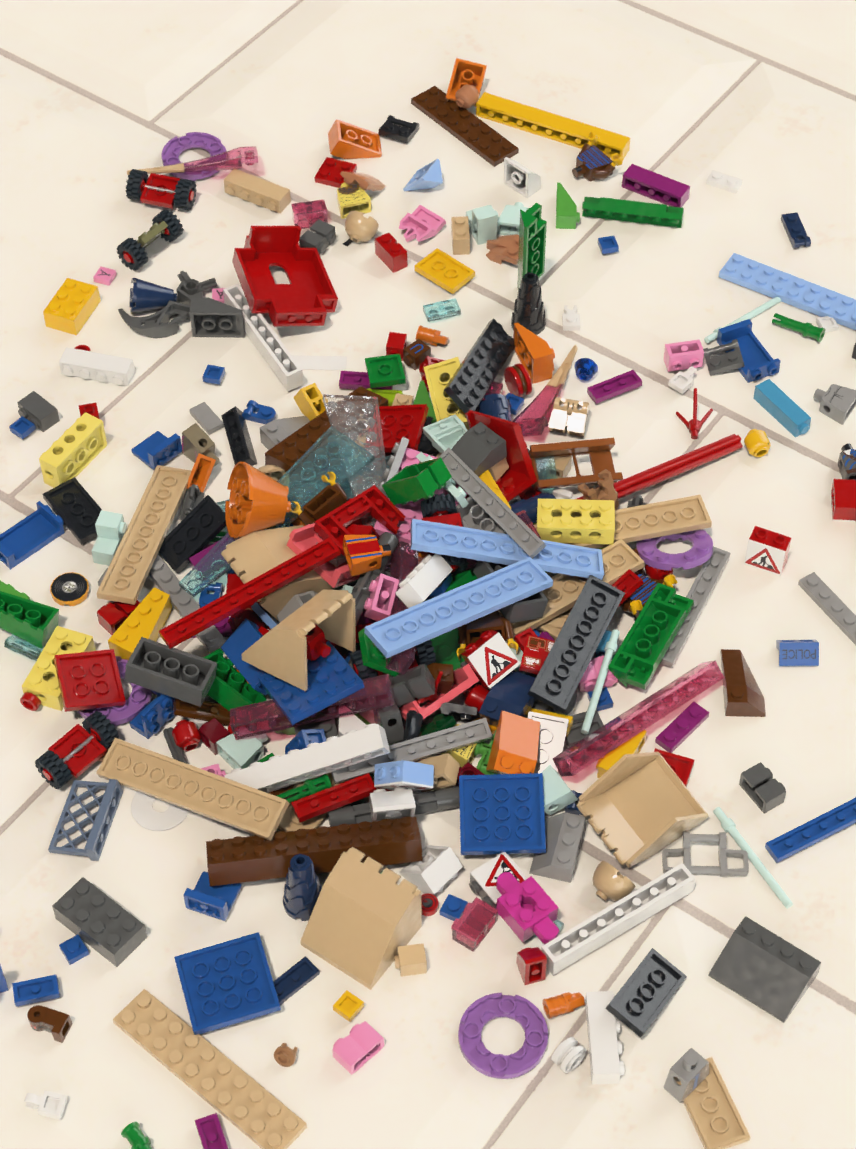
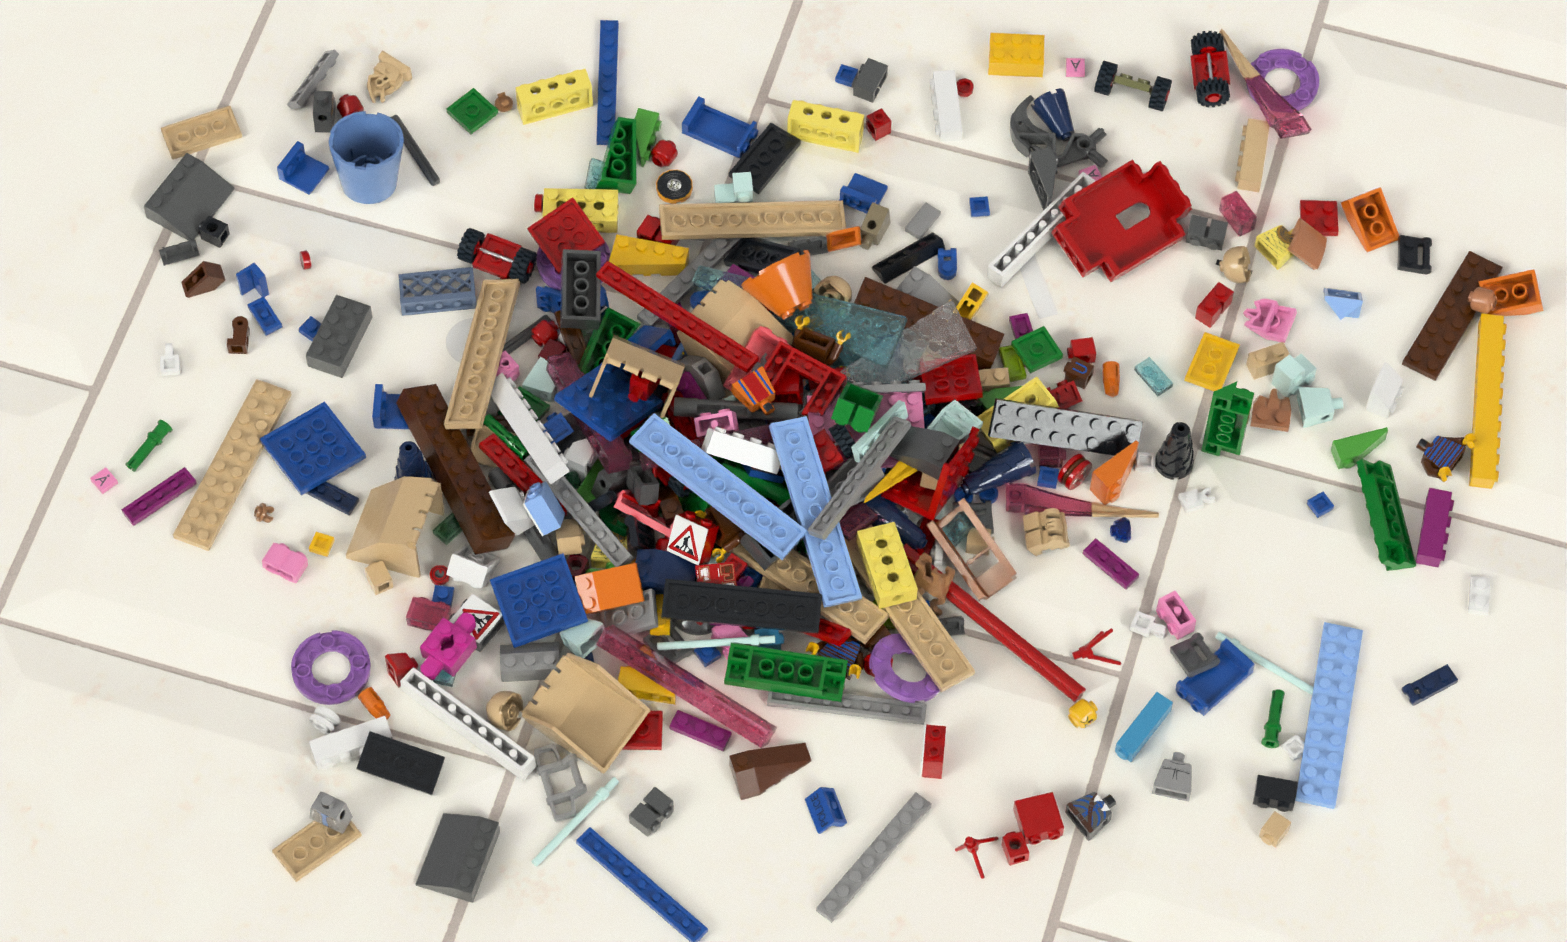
camera: 70 degrees right, 10 degrees up
(30, 584) = (664, 153): none -> red head

